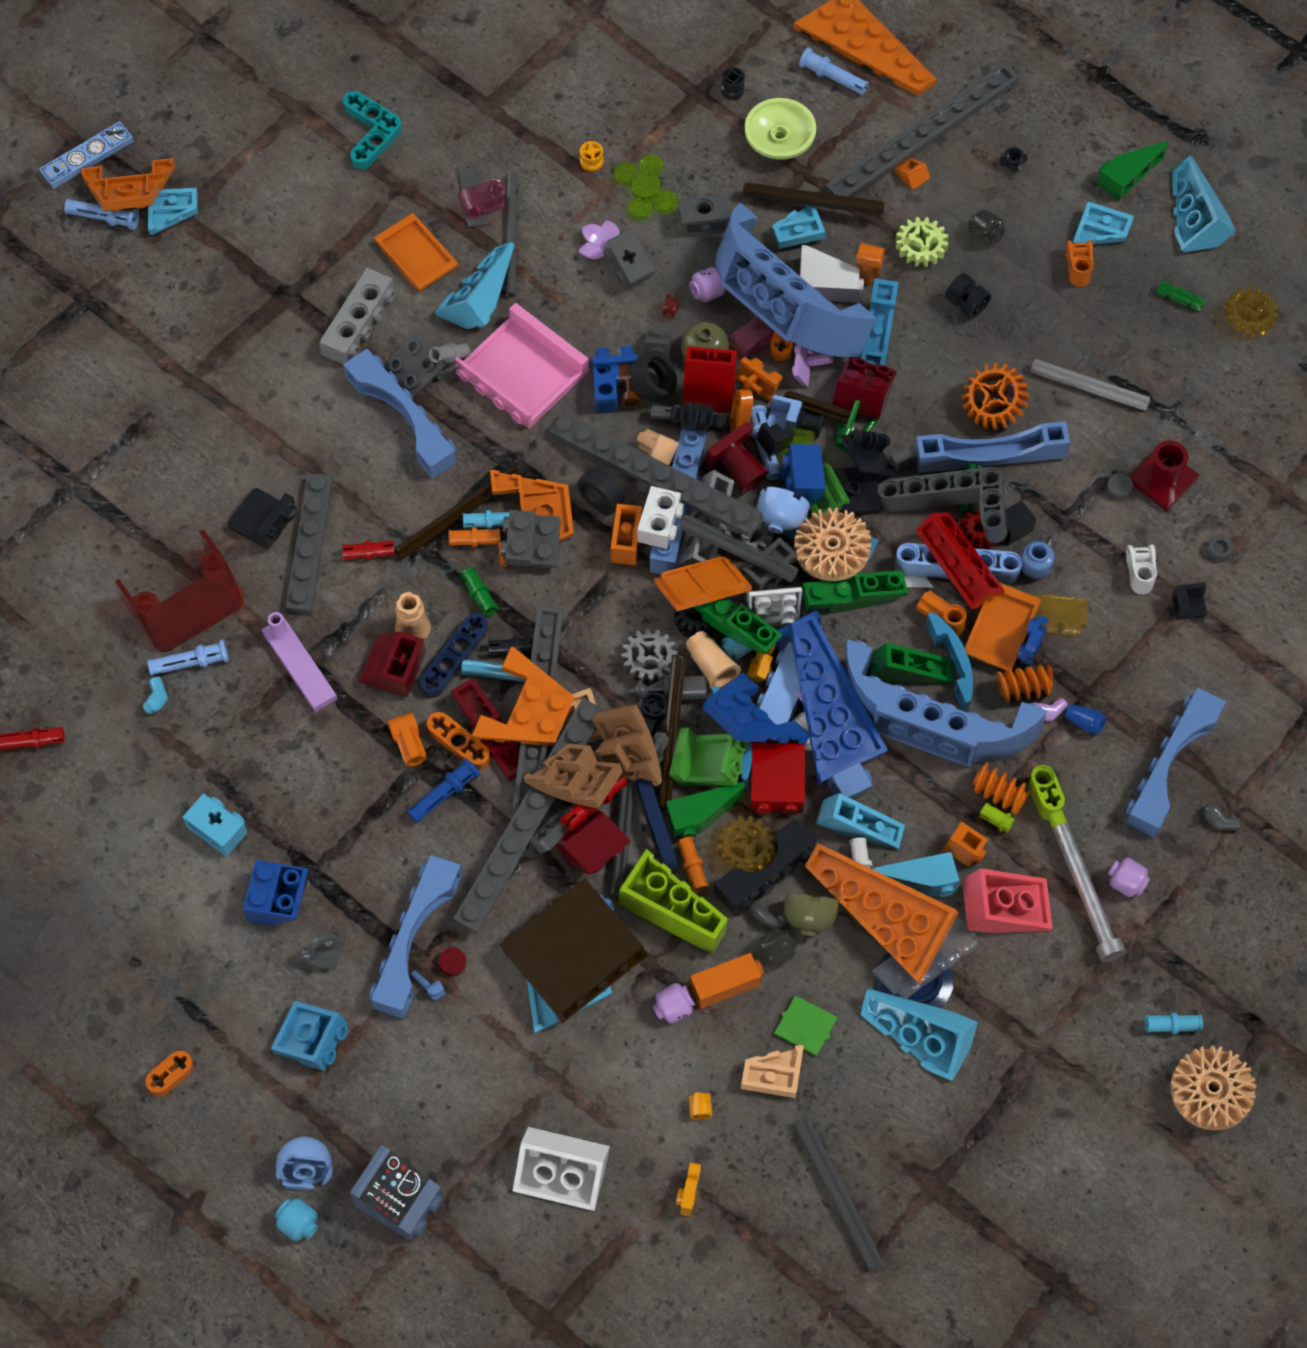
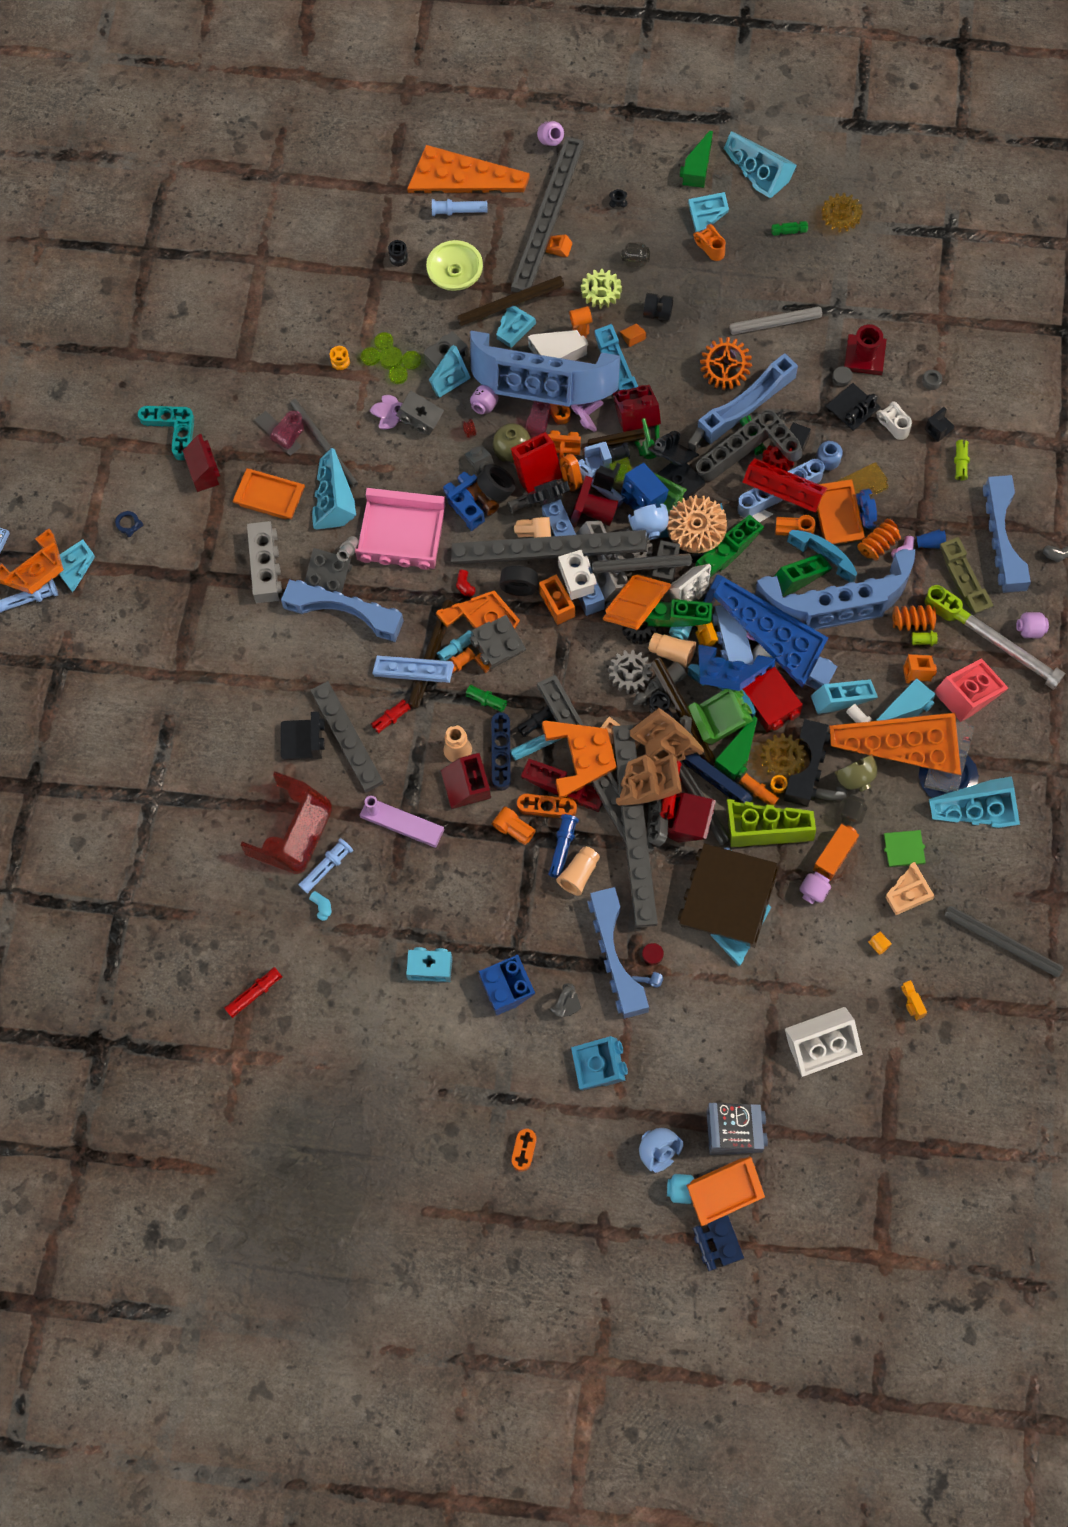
camera: 30 degrees left, 5 degrees up
(263, 206) = (129, 531): none -> dark blue piece
(301, 1306) = (724, 1240): none -> dark blue plate
(337, 1250) = (725, 1190): none -> orange piece
(368, 182) = (201, 464): none -> dark red slope
(425, 515) = (413, 669): none -> light blue tile
(439, 826) = (578, 871): none -> light nougat plant
(543, 462) = (464, 586): none -> red arm
(691, 236) = (449, 373): none -> medium azure wing
(714, 866) = (780, 780): none -> light orange hose
(921, 310) = (633, 334): none -> orange slope
(994, 55) = (550, 133): none -> lavender head
(1093, 778) = (964, 577): none -> olive slope
(1107, 525) = (853, 406): none -> black hinge
(1185, 653) = (961, 460): none -> lime pin

